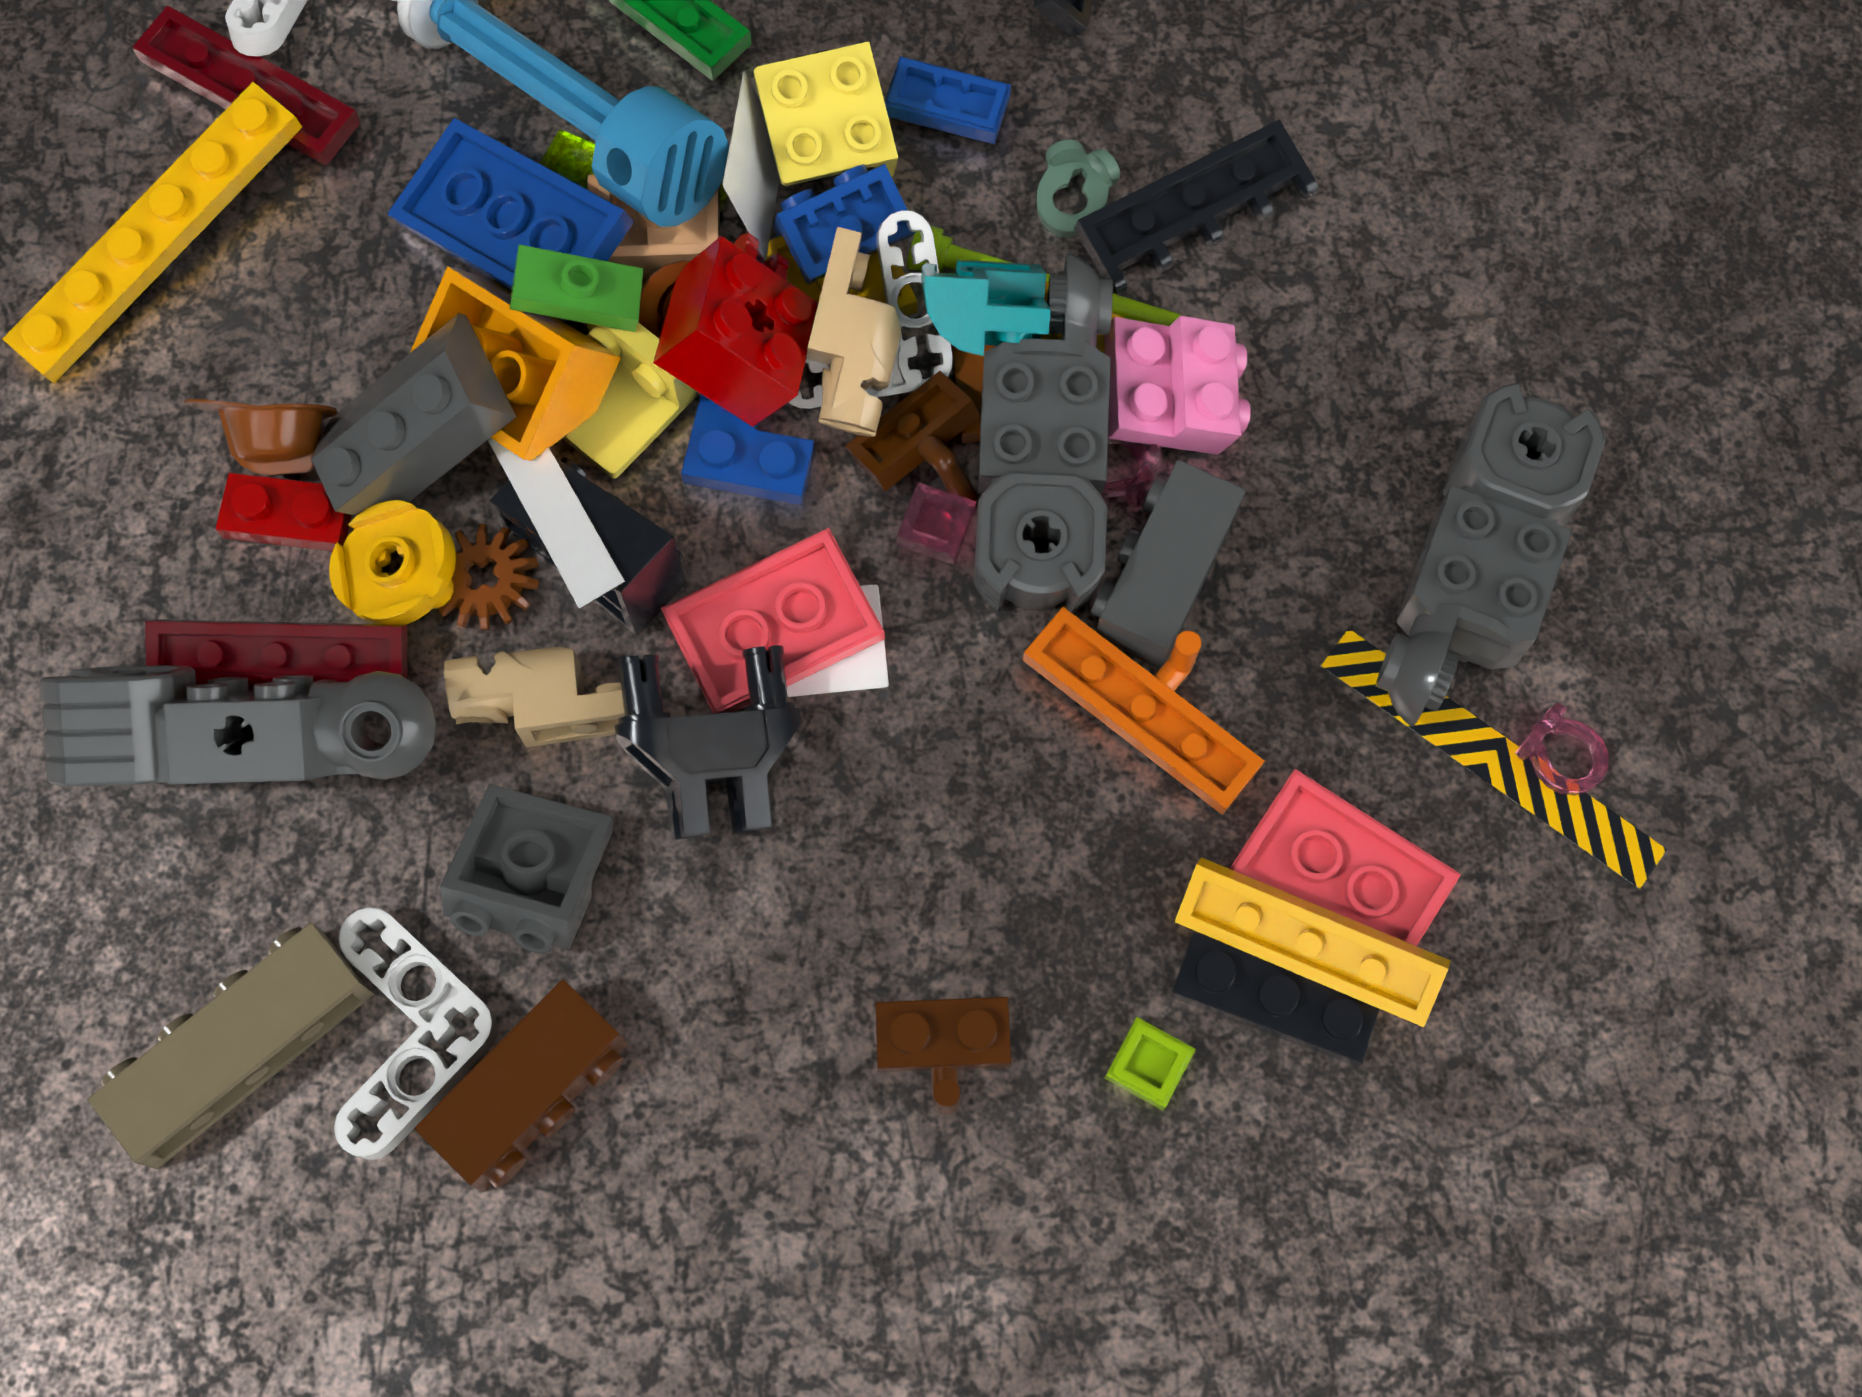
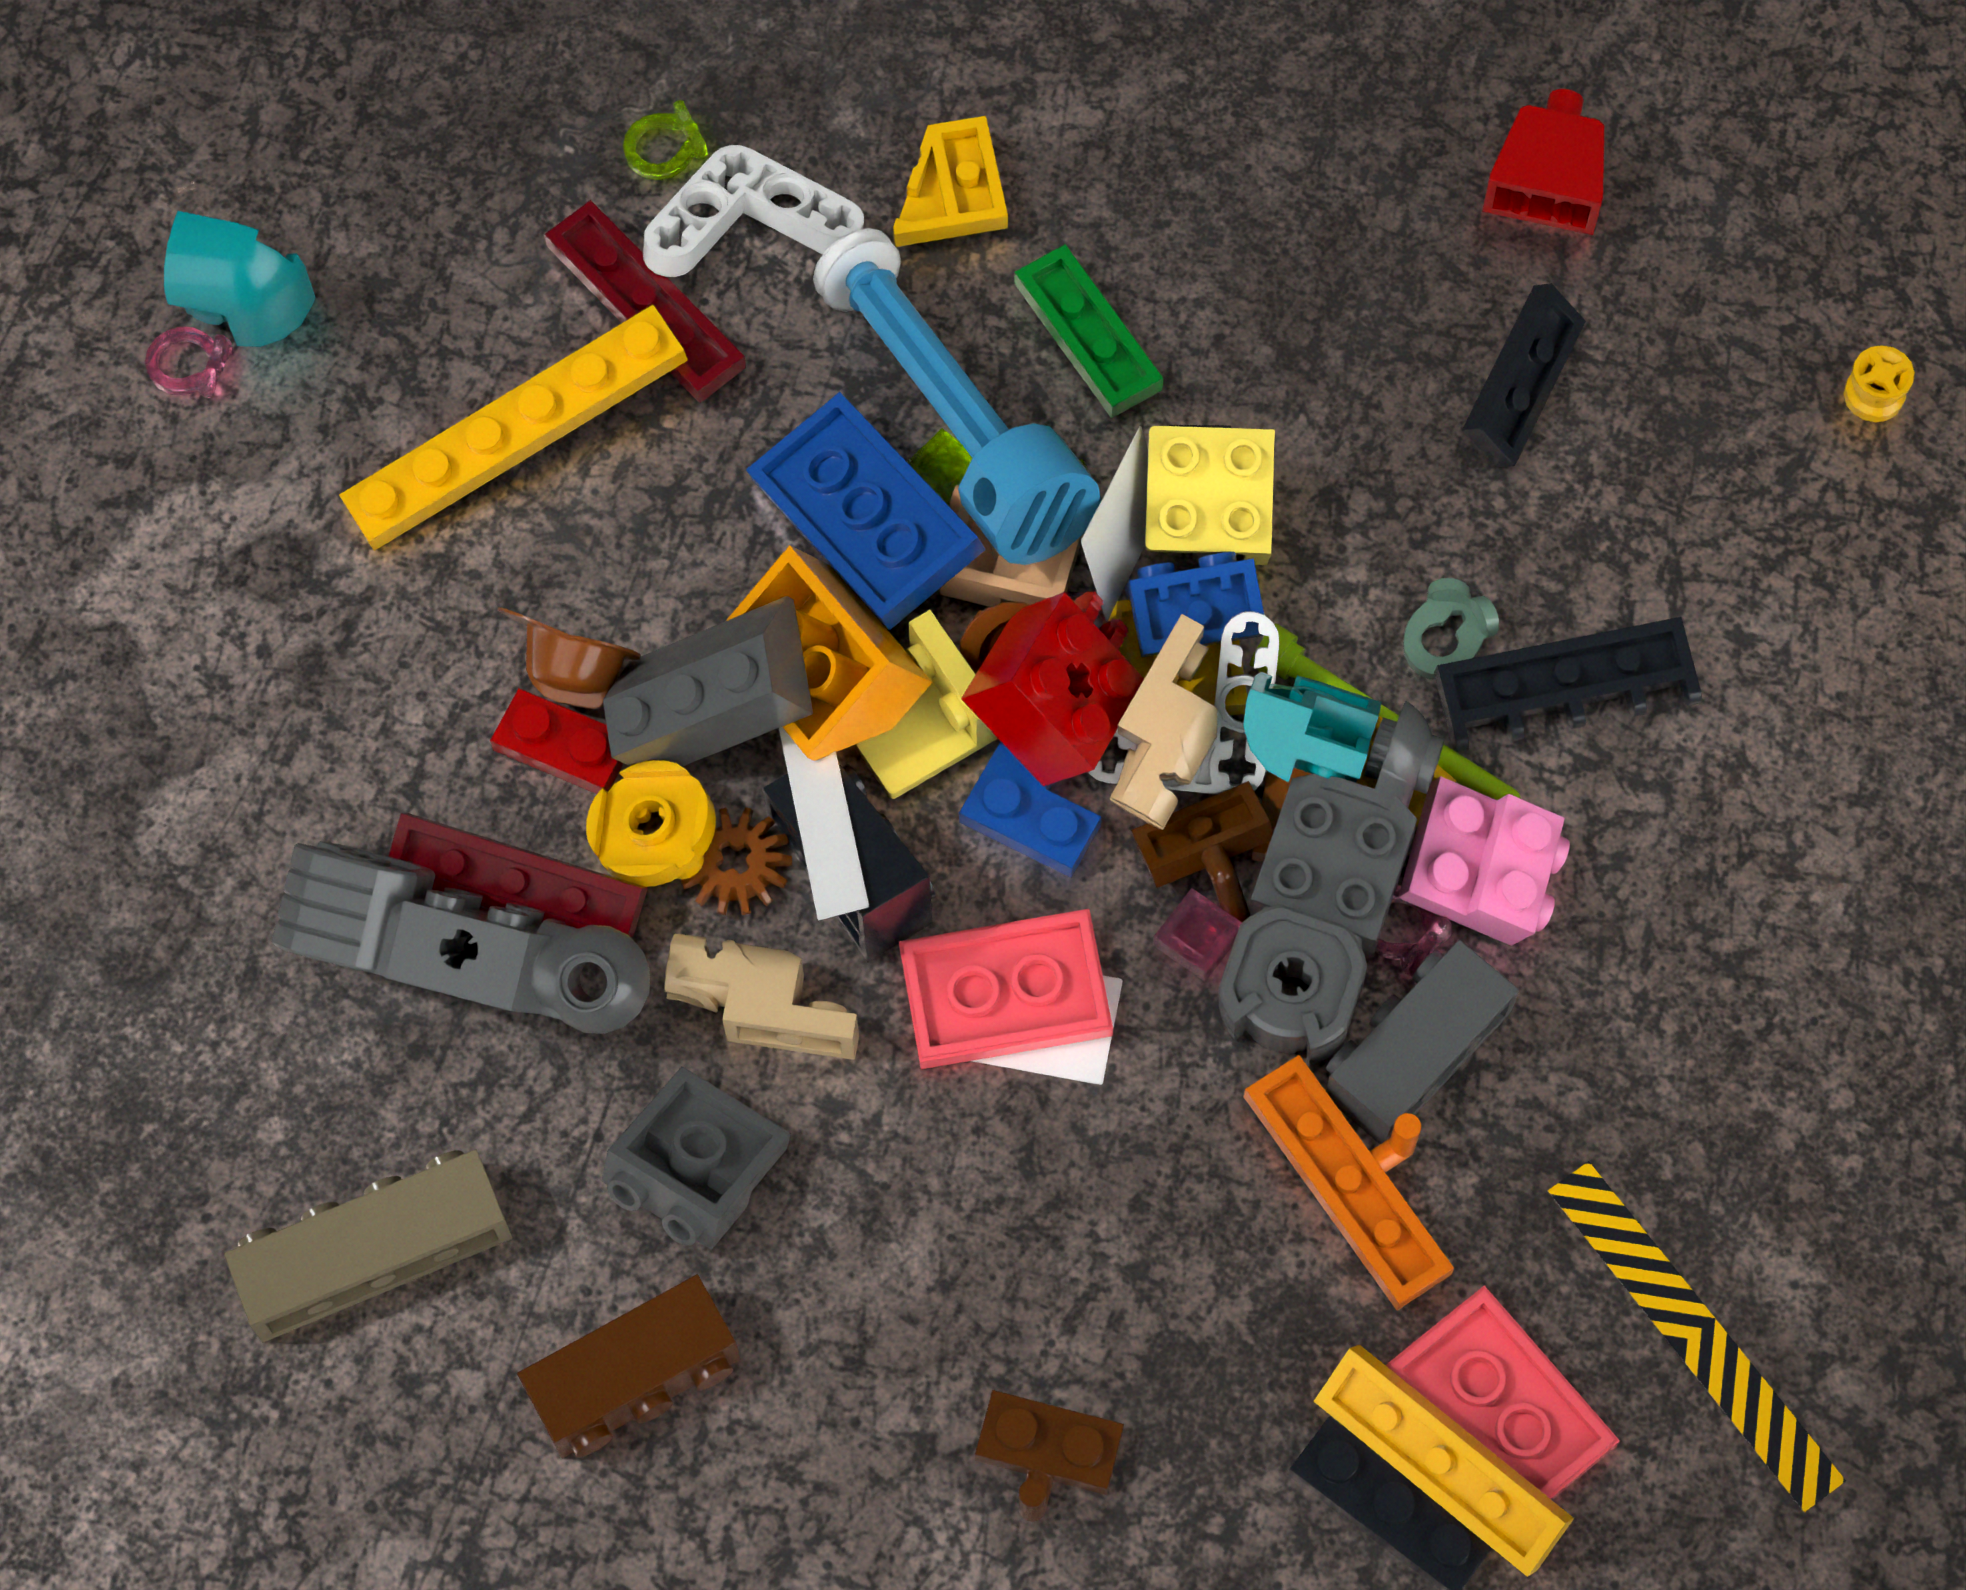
camera: 20 degrees right, 5 degrees down
(434, 1020) = (562, 1278): white beam -> none
(576, 288) = (908, 603): bright green plate -> none
(709, 748) = (906, 1093): black connector -> none
(947, 100) = (1344, 503): blue plate -> none
(1150, 1063) = (1245, 1533): lime tile -> none
(1491, 546) = (1755, 1118): dark grey brick -> none
(1535, 750) = (1768, 1318): clear pink piece -> none

